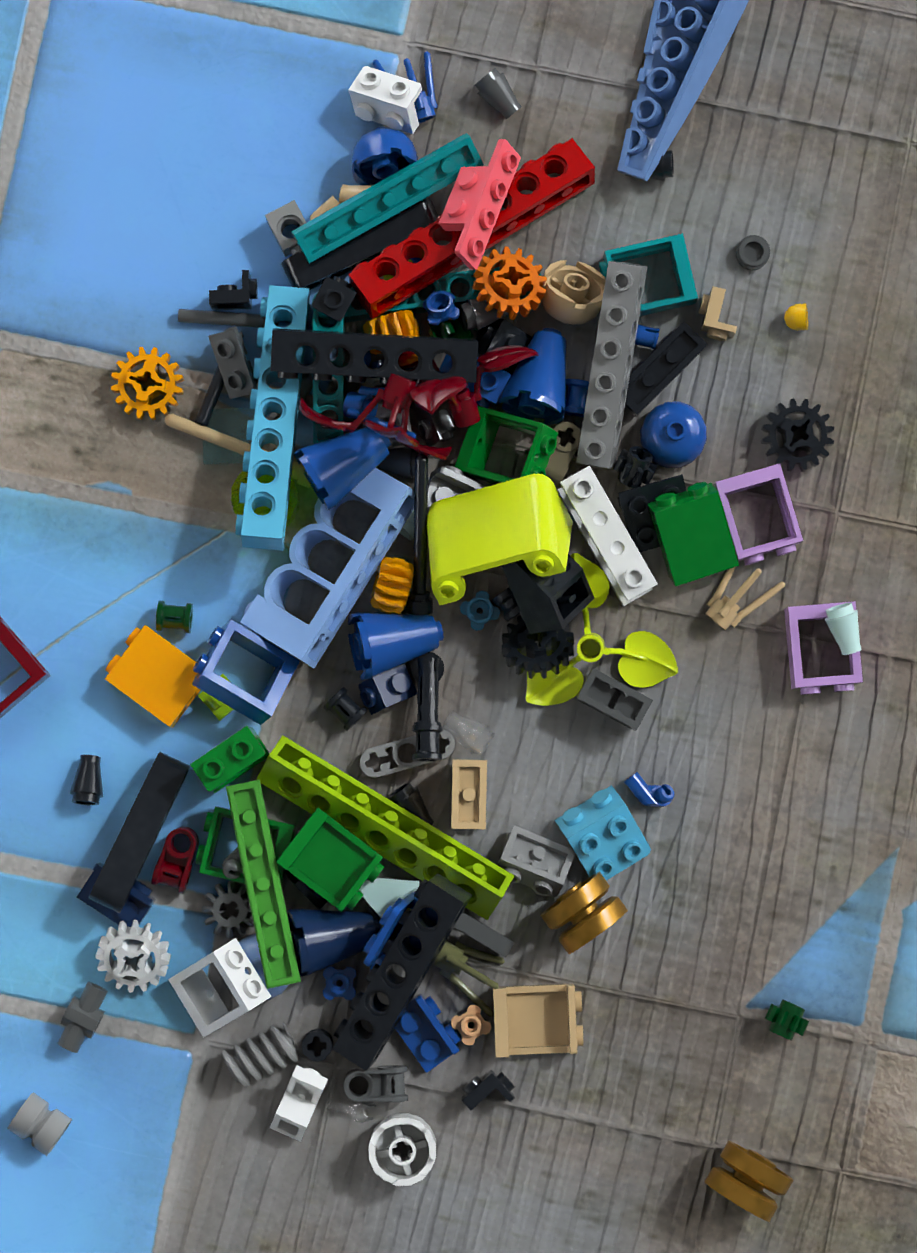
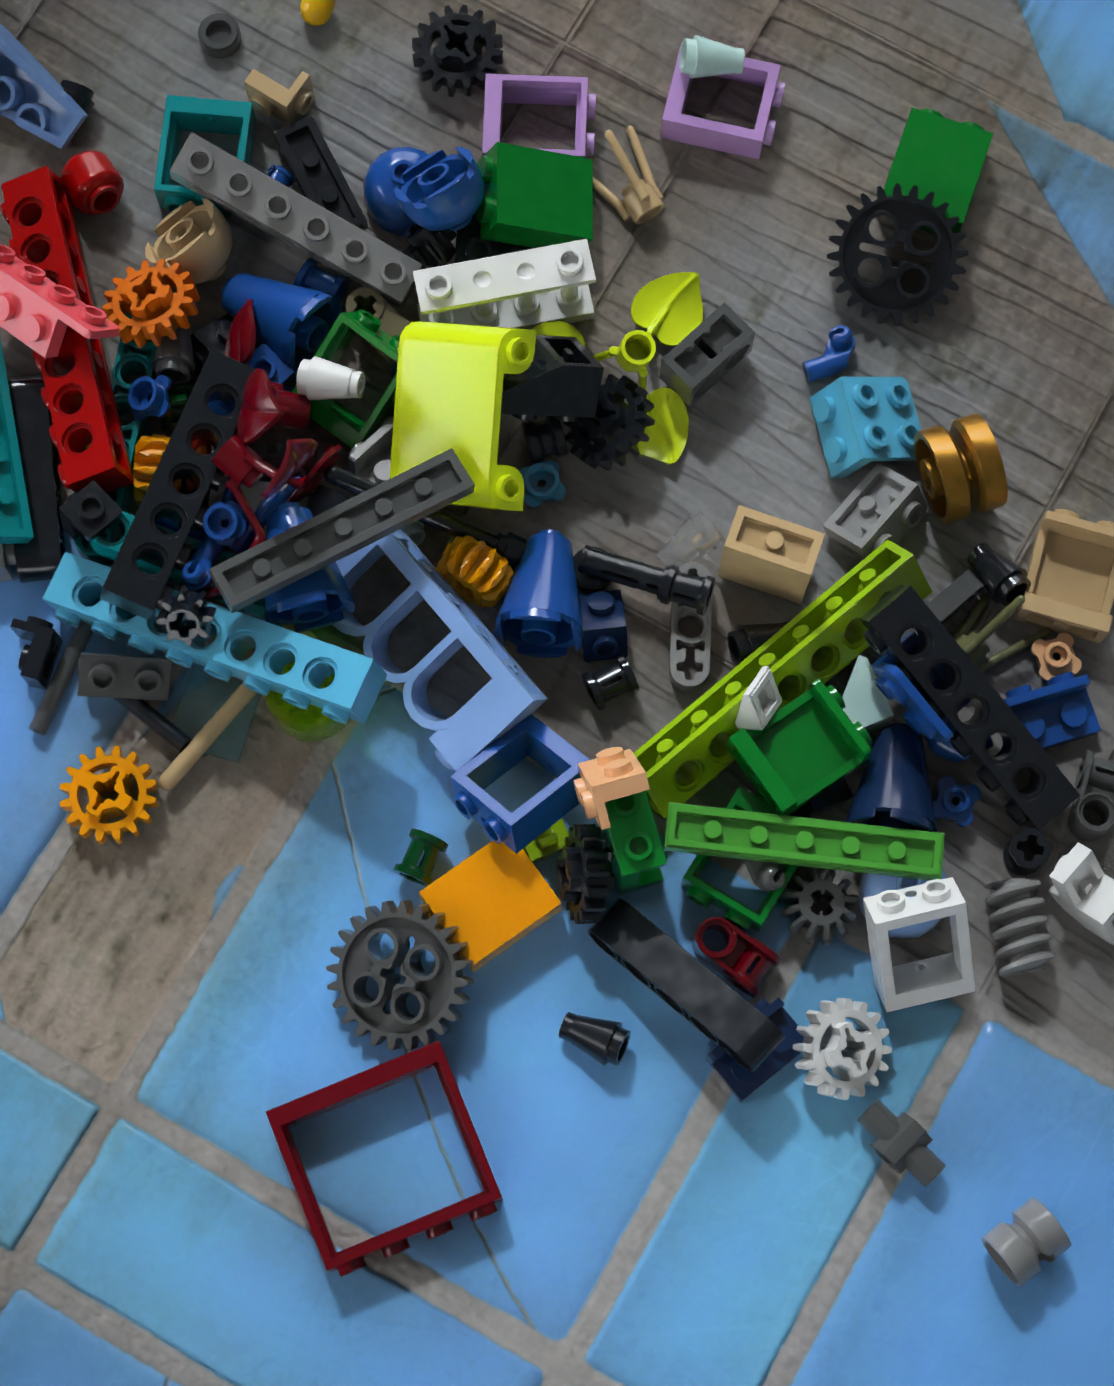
camera: 70 degrees left, 10 degrees down
(88, 601) = (436, 991): none -> dark grey gear
(194, 736) = (585, 873): none -> black gear
(252, 733) = (607, 778): none -> light nougat bracket
(275, 395) = (186, 615): none -> black gear
(318, 390) = (197, 570): none -> blue arm
(347, 395) = (213, 522): none -> blue plate
(354, 821) = (759, 702): none -> white slope
(371, 484) = (341, 530): none -> dark grey plate
(492, 431) = (328, 380): none -> white cone
(517, 965) = (1000, 576): none -> black cone
(600, 202) = (92, 182): none -> red head
(666, 463) = (442, 190): none -> blue cylinder
(769, 814) = (907, 215): none -> black gear
(820, 824) = (941, 159): none -> green panel

